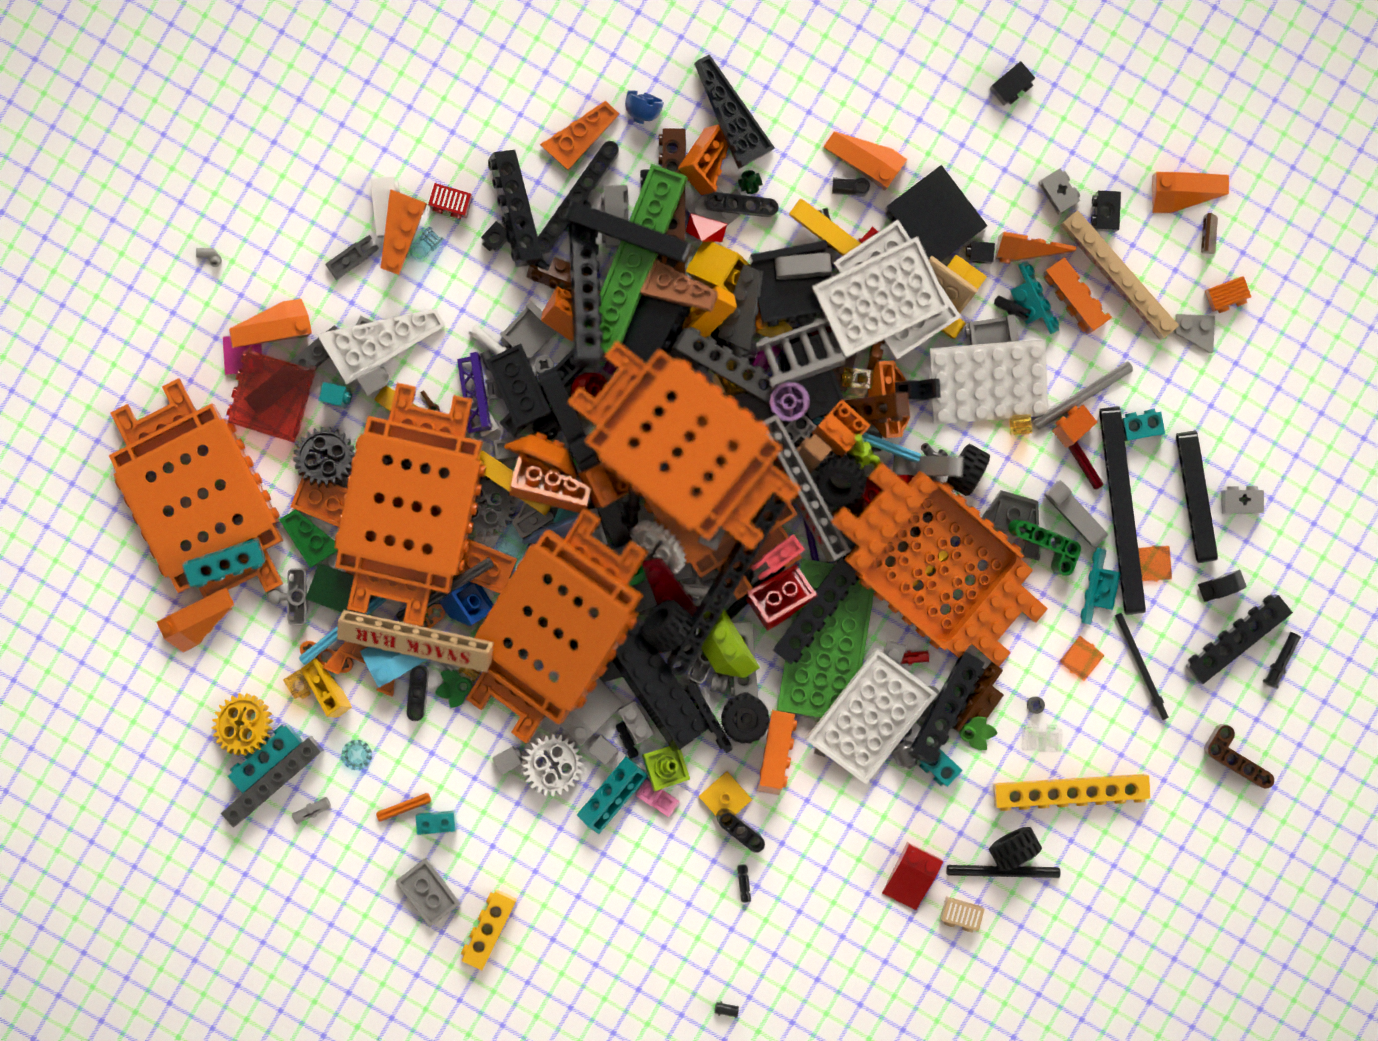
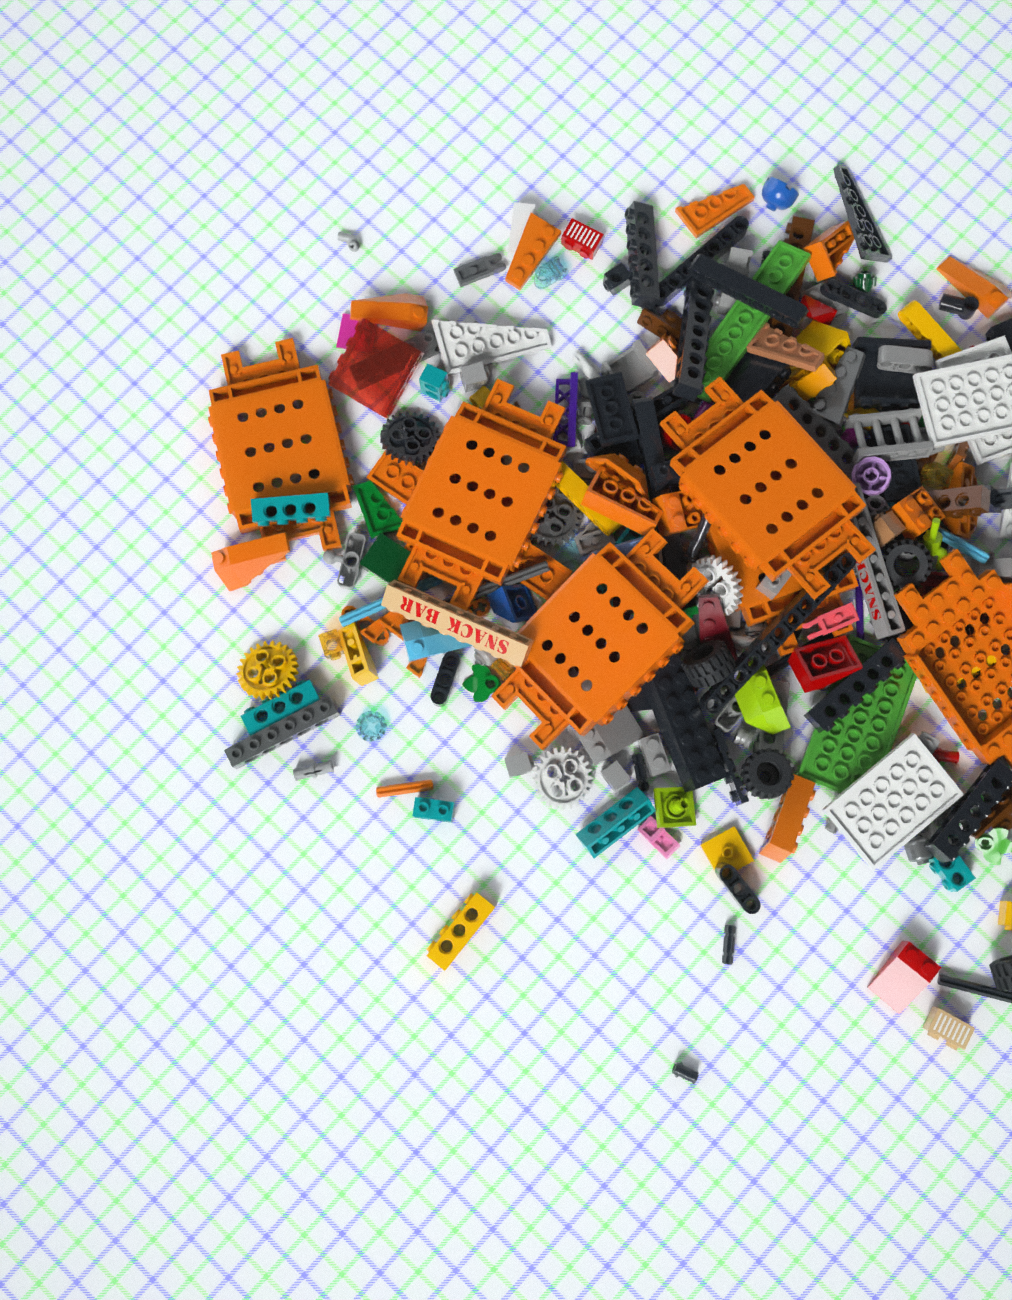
camera: 15 degrees right, 10 degrees down
(428, 892) = (408, 878): light grey plate -> none

